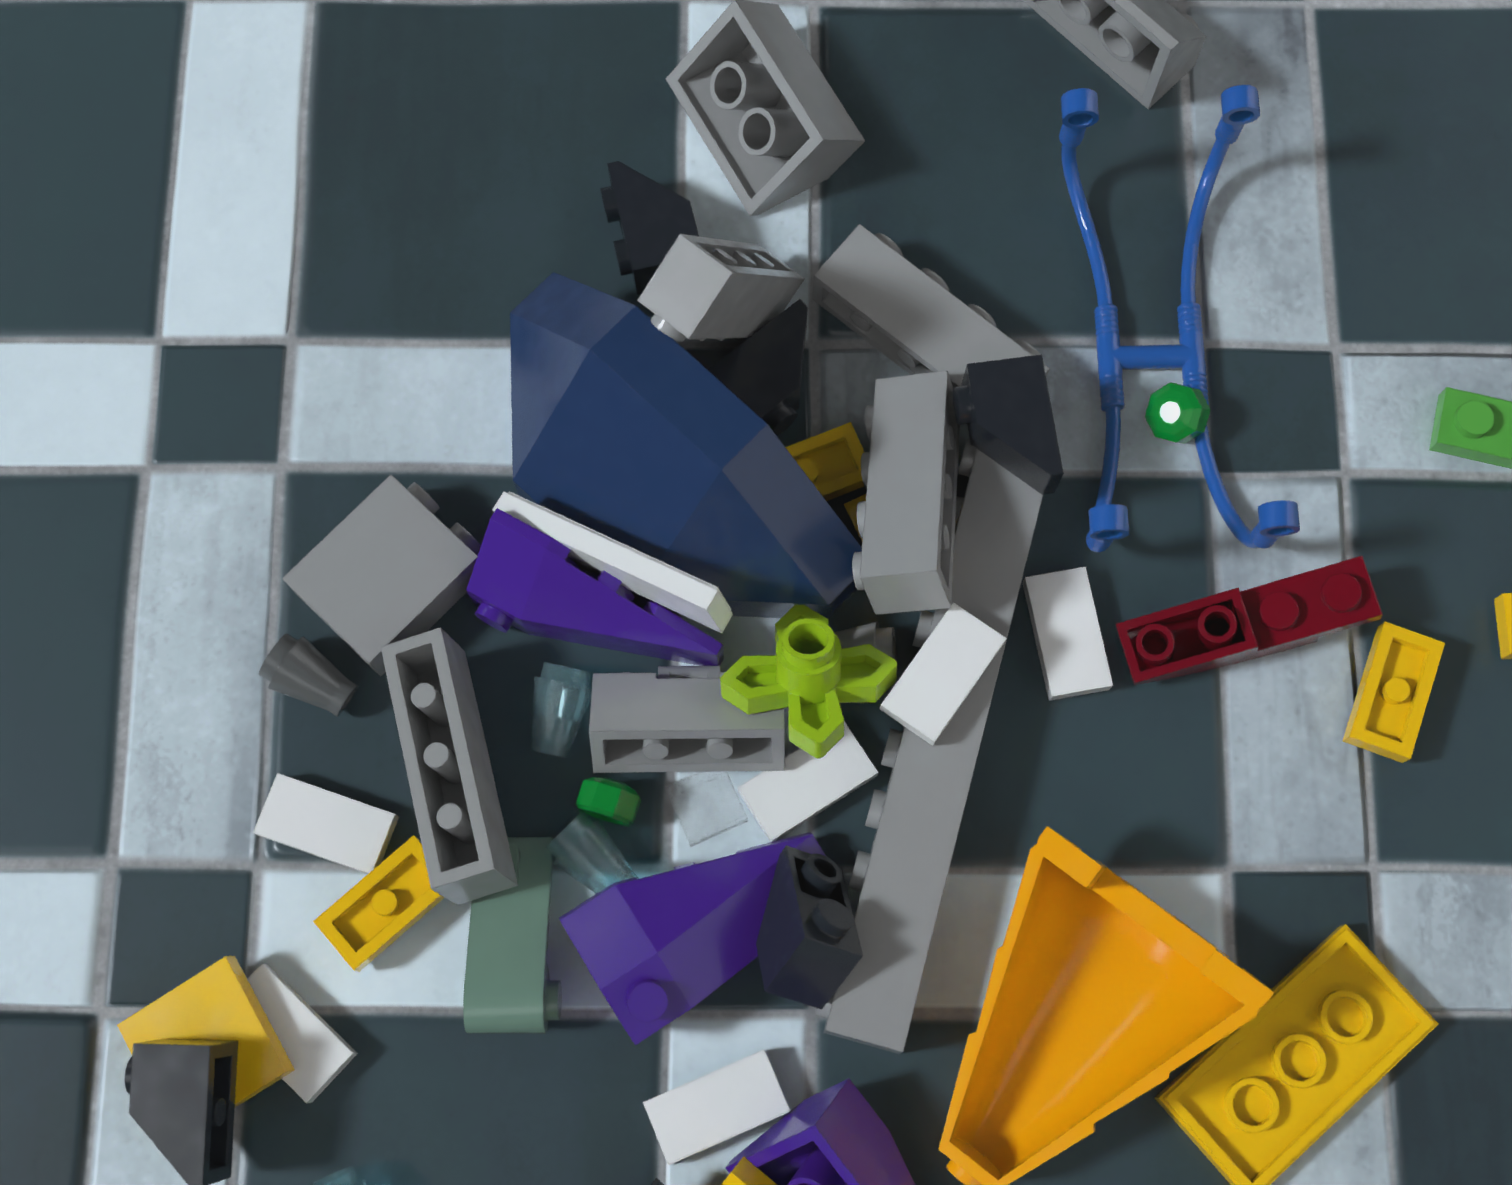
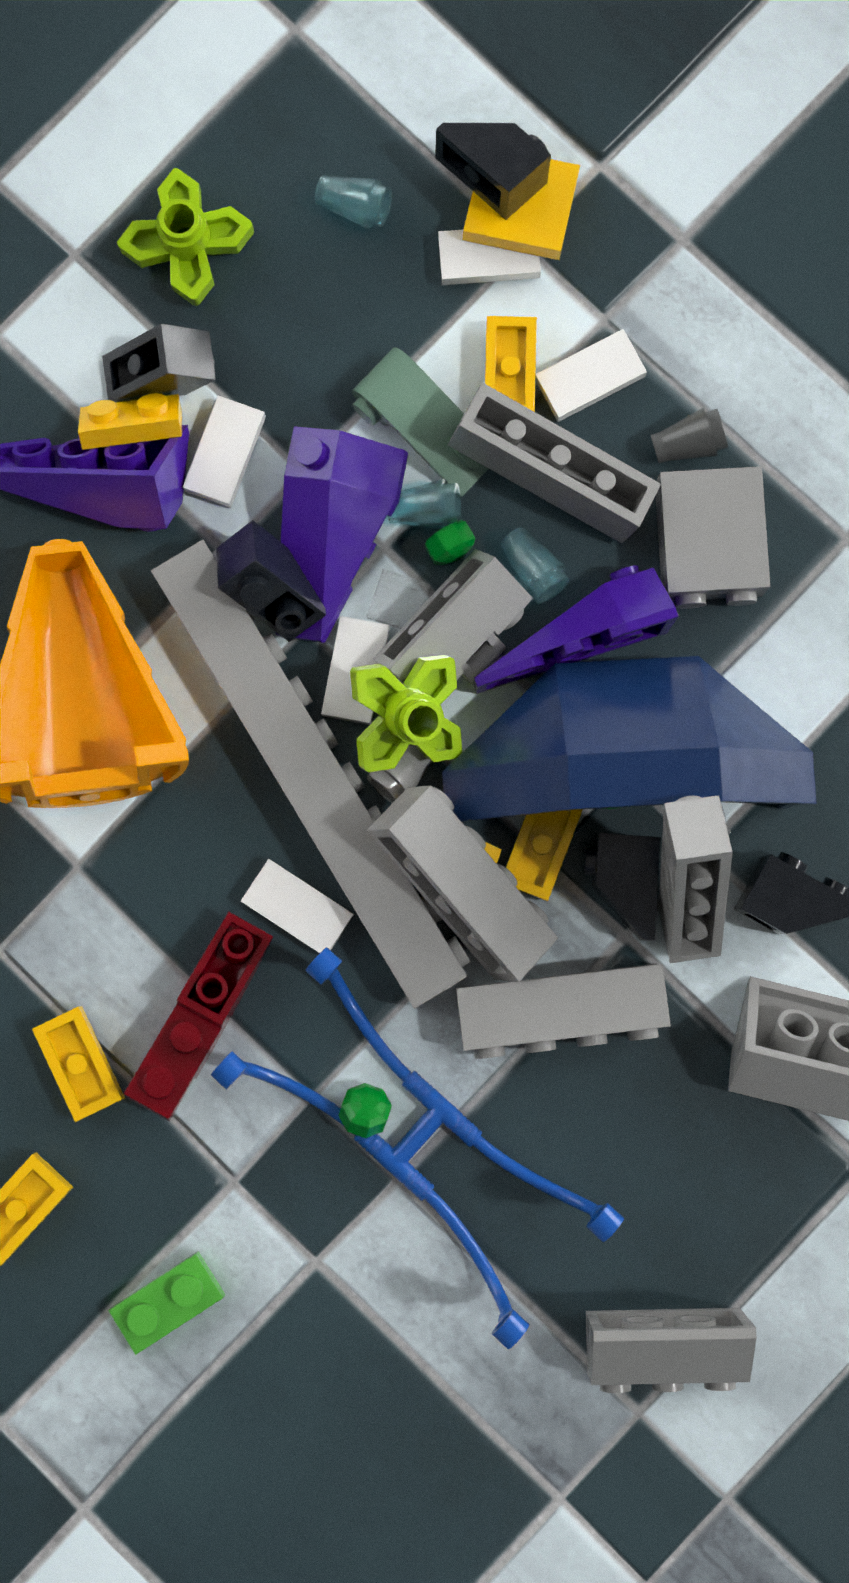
camera: 140 degrees right, 10 degrees up
(634, 568) = (582, 659): white tile -> none
(942, 674) = (335, 794): white tile -> none
(1012, 418) = (450, 986): black slope -> none

